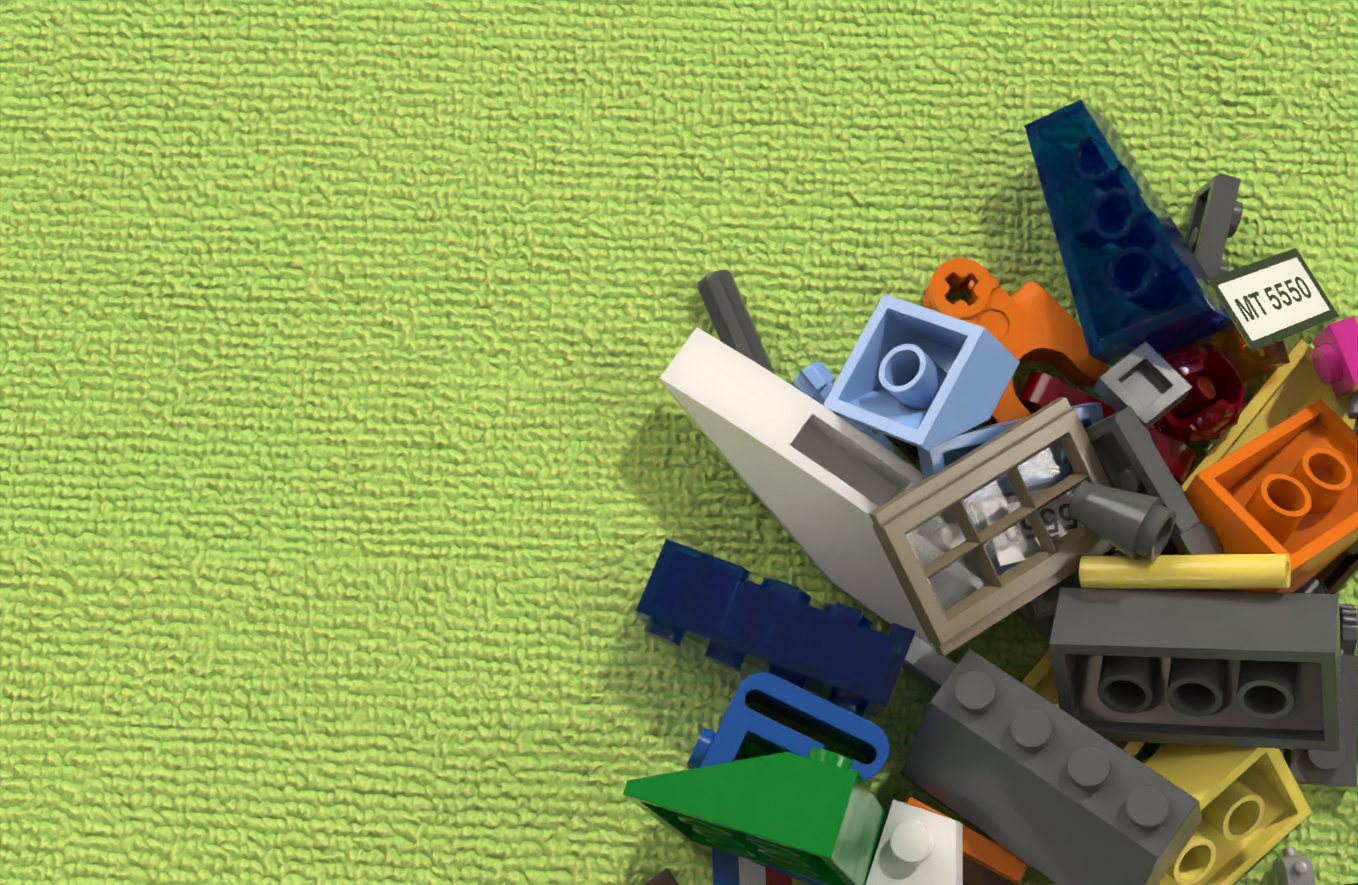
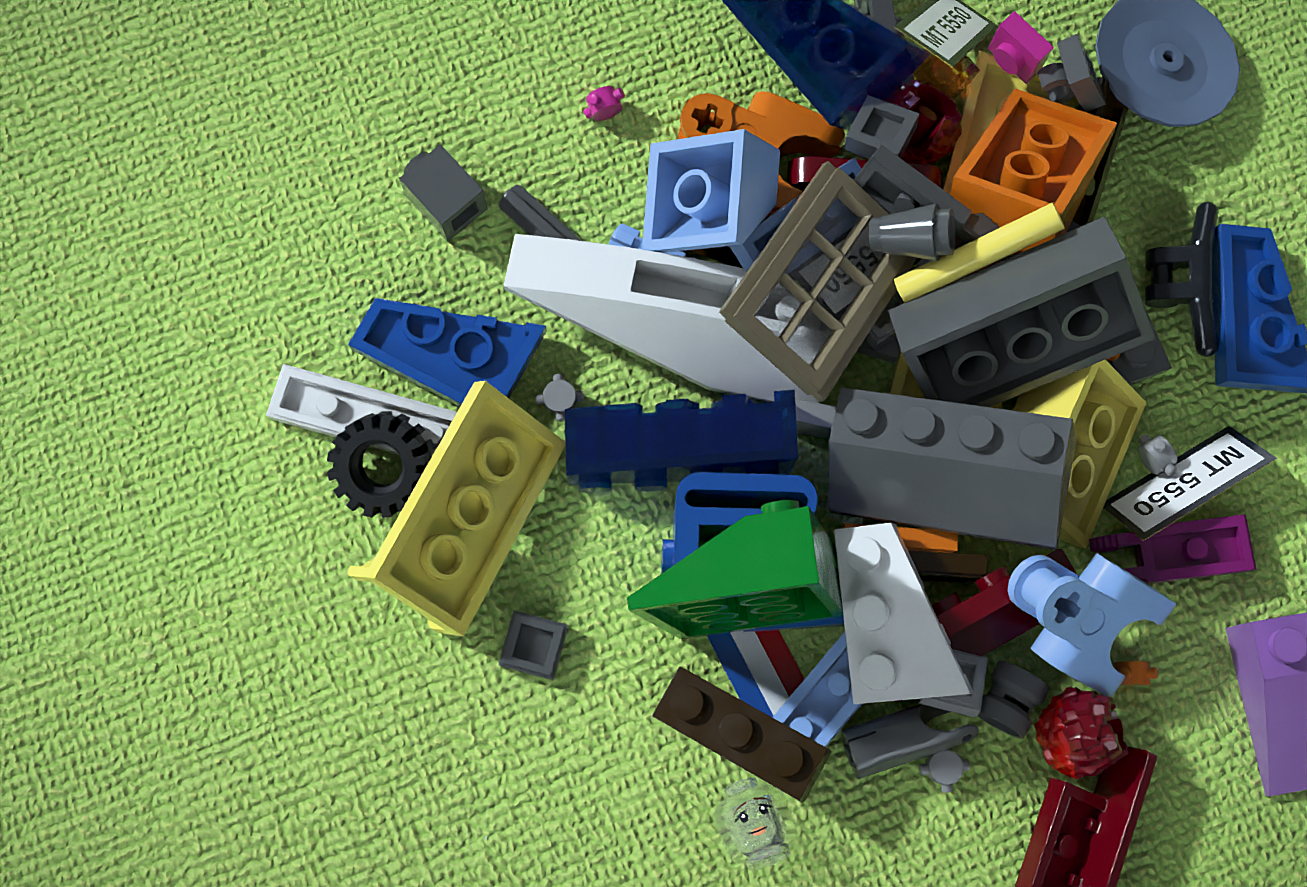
camera: 30 degrees left, 0 degrees up
(413, 514) = (349, 469): none -> black tyre
(471, 462) = (331, 404): none -> white tile
(514, 601) = (465, 510): none -> light yellow plate
(523, 774) = (533, 645): none -> dark grey tile
(576, 426) = (445, 348): none -> blue wing
(643, 244) = (442, 191): none -> dark grey brick
(669, 520) = (559, 396): none -> light grey piece
(860, 220) = (604, 103): none -> dark pink piece

